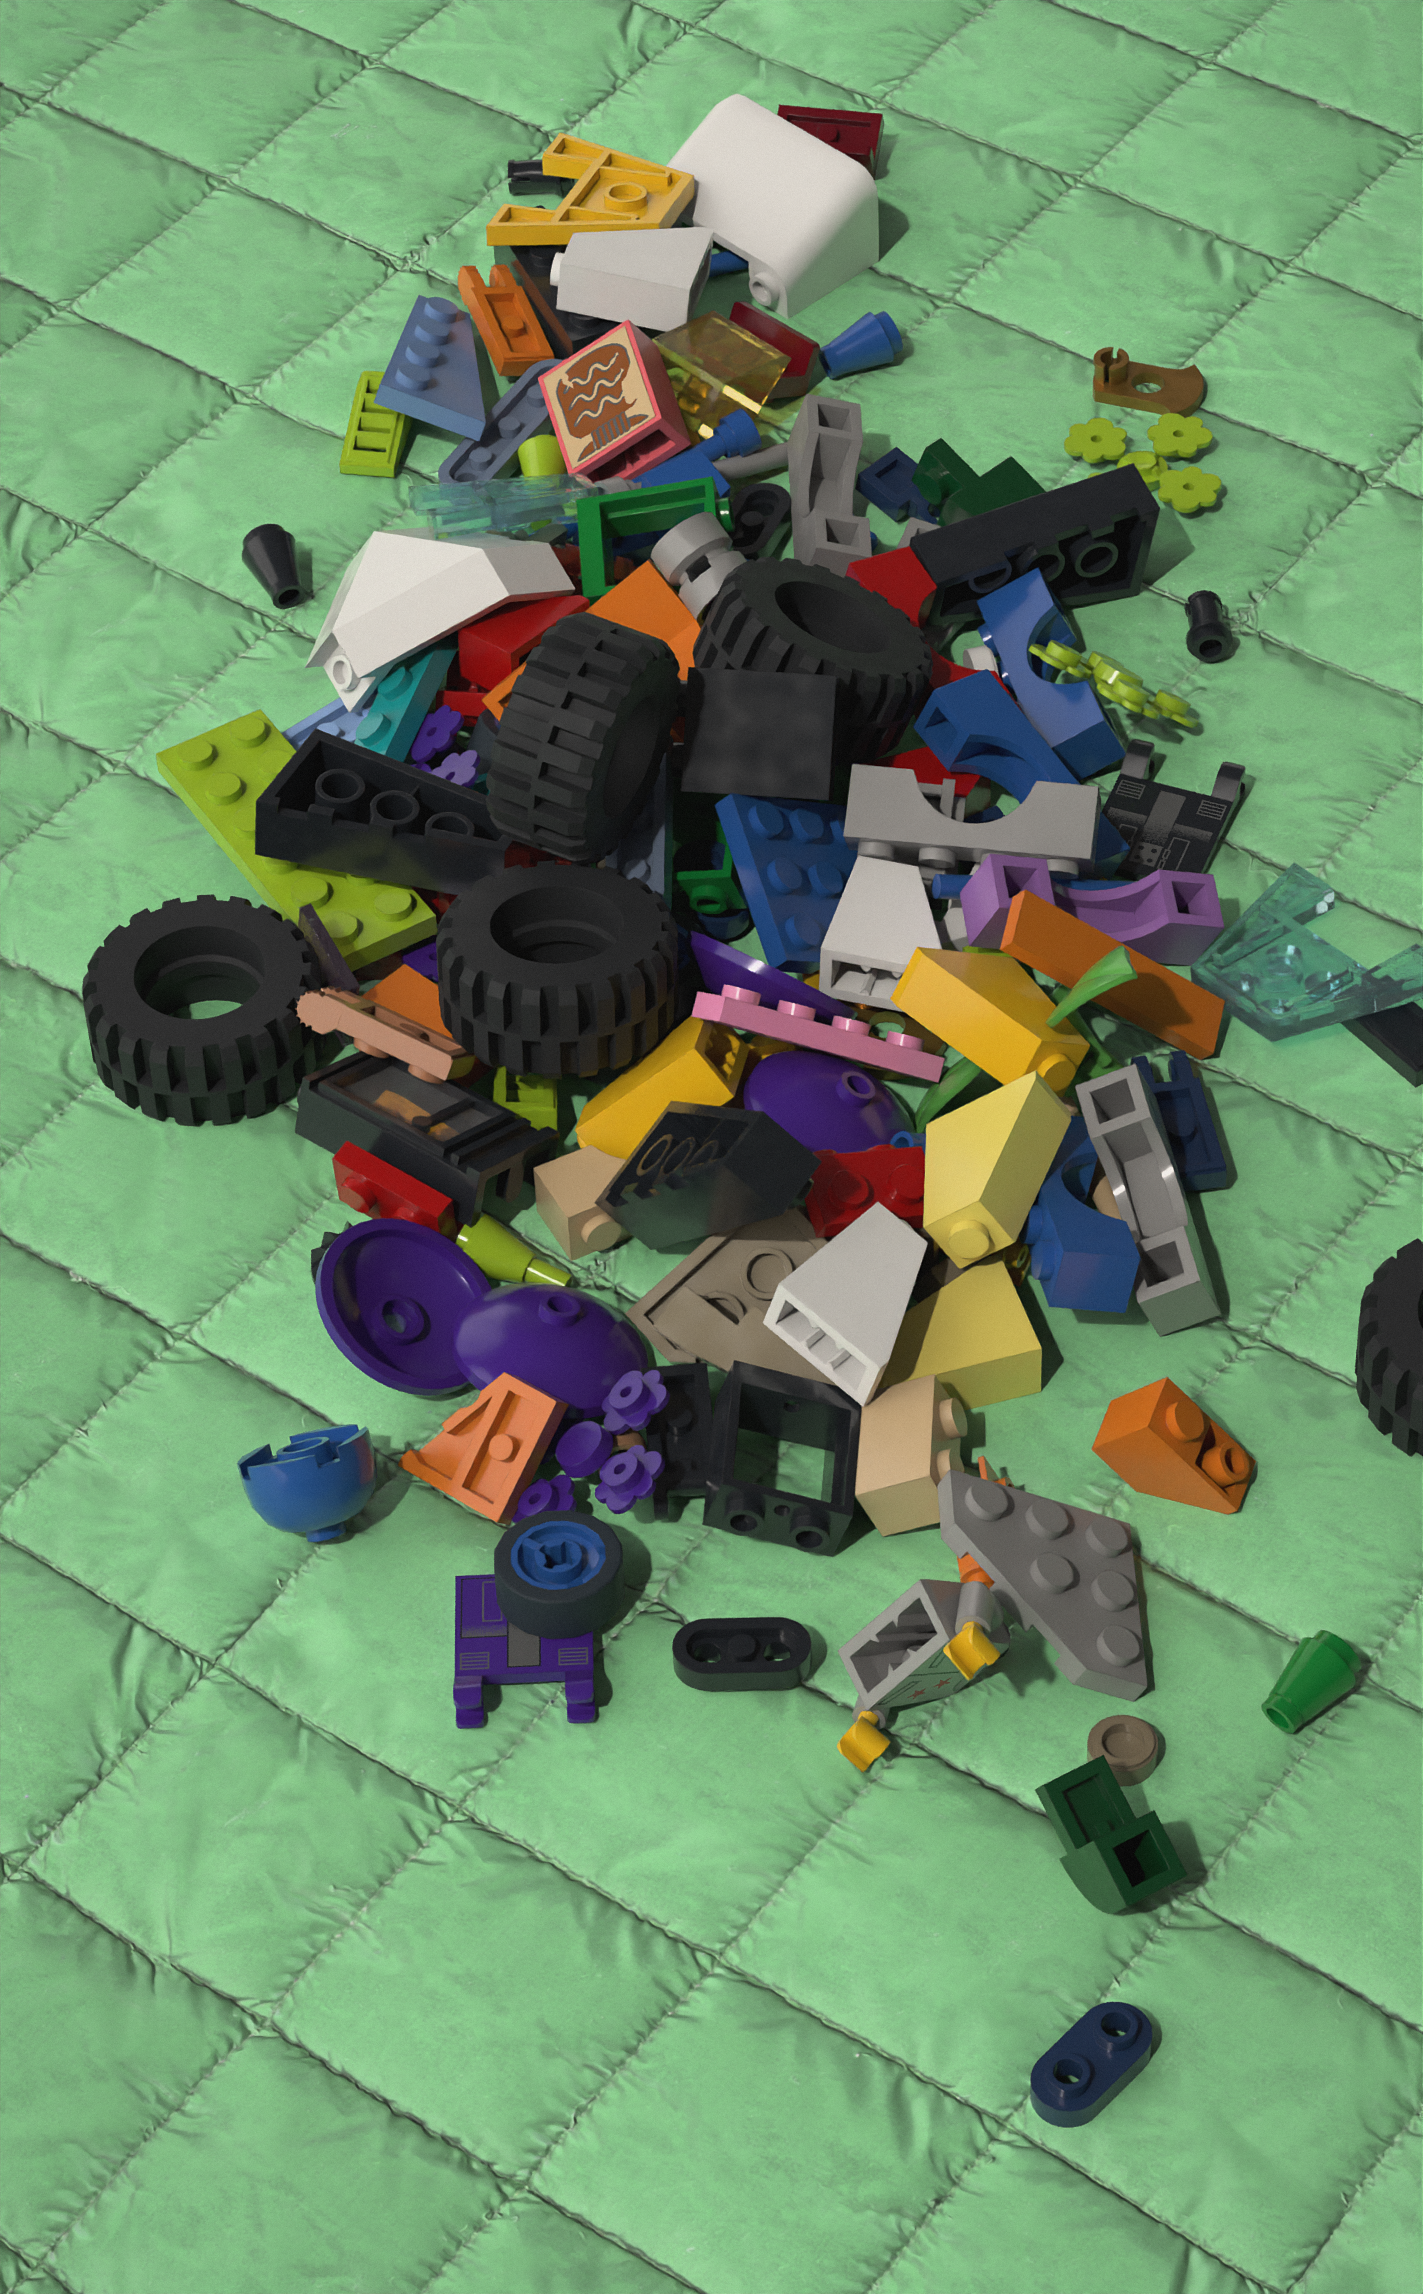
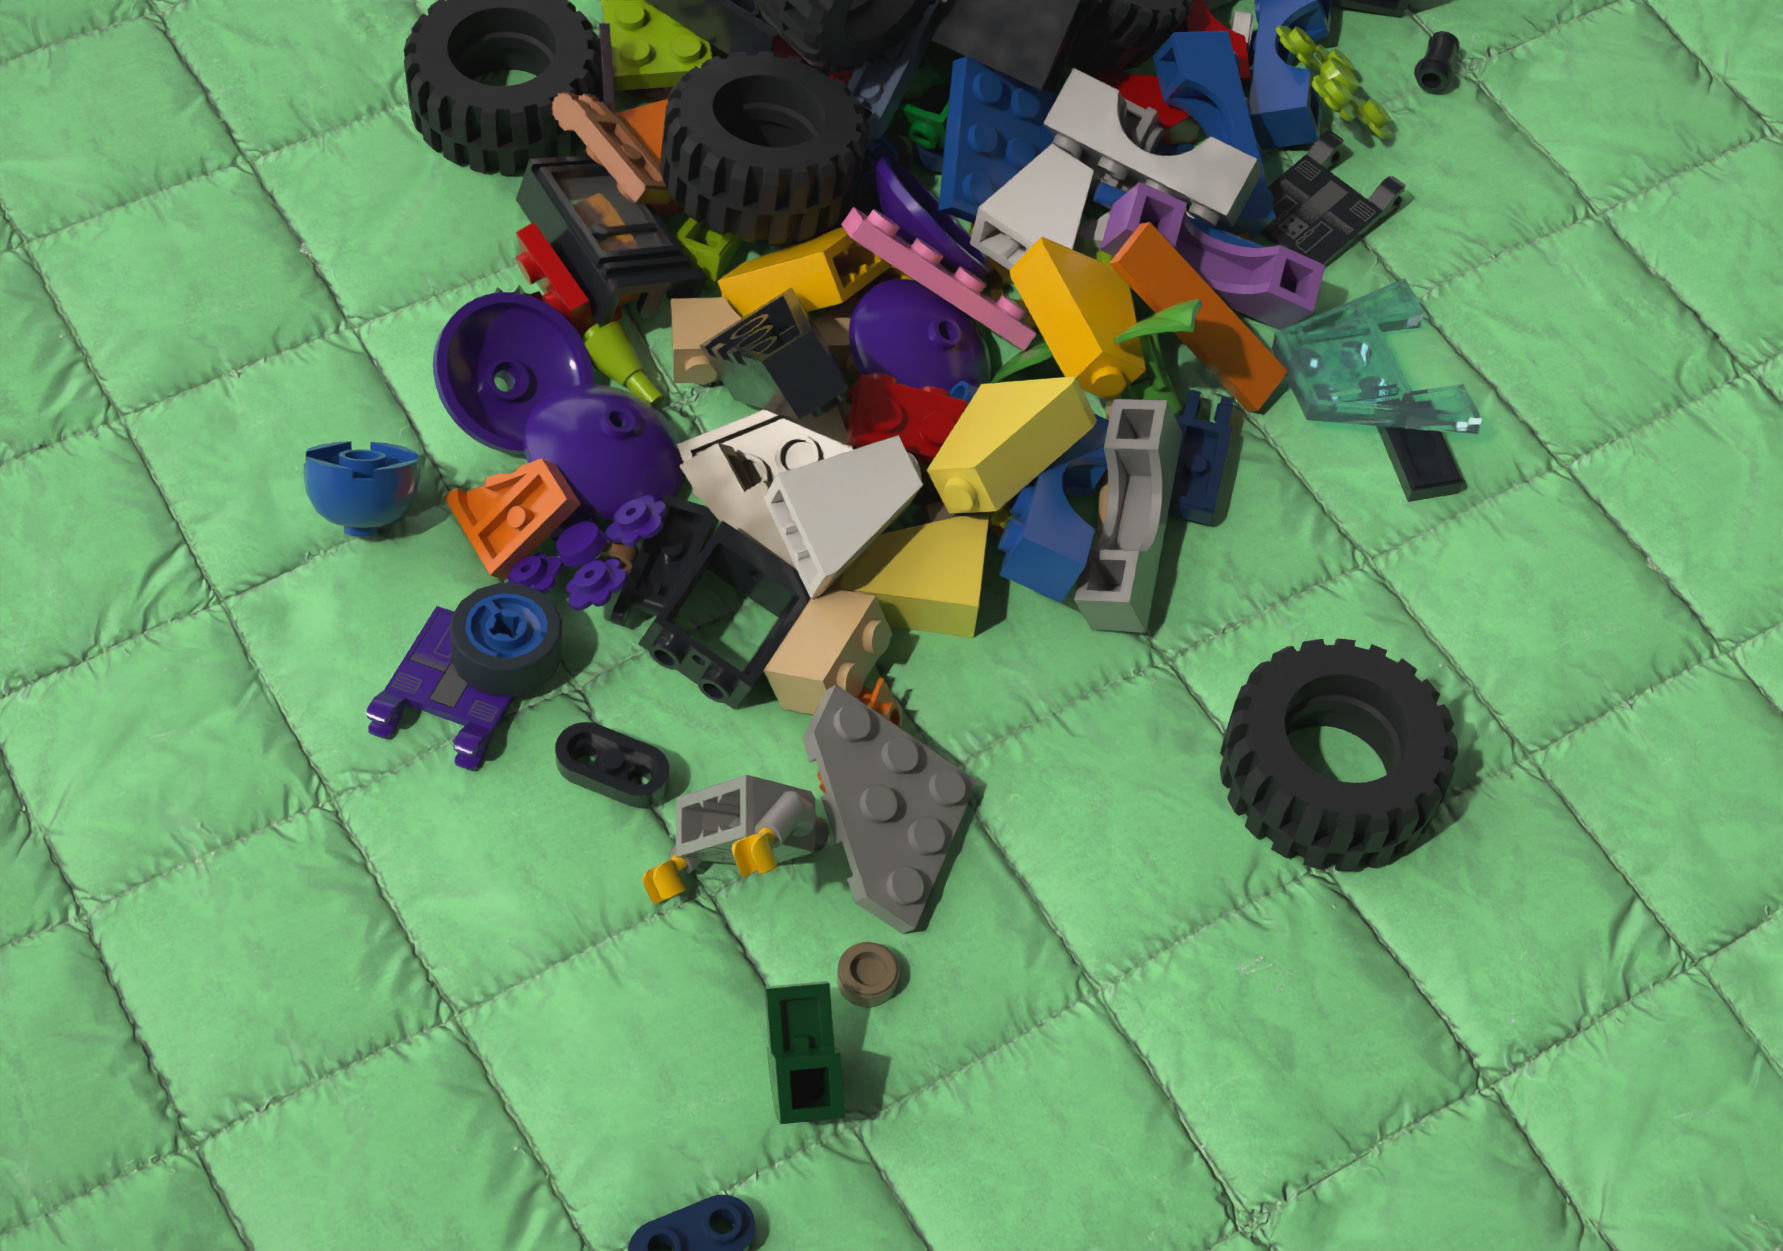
camera: 15 degrees right, 10 degrees up
(1173, 1449) = (1044, 734): orange slope -> none
(1311, 1681) = (1048, 981): green cone -> none

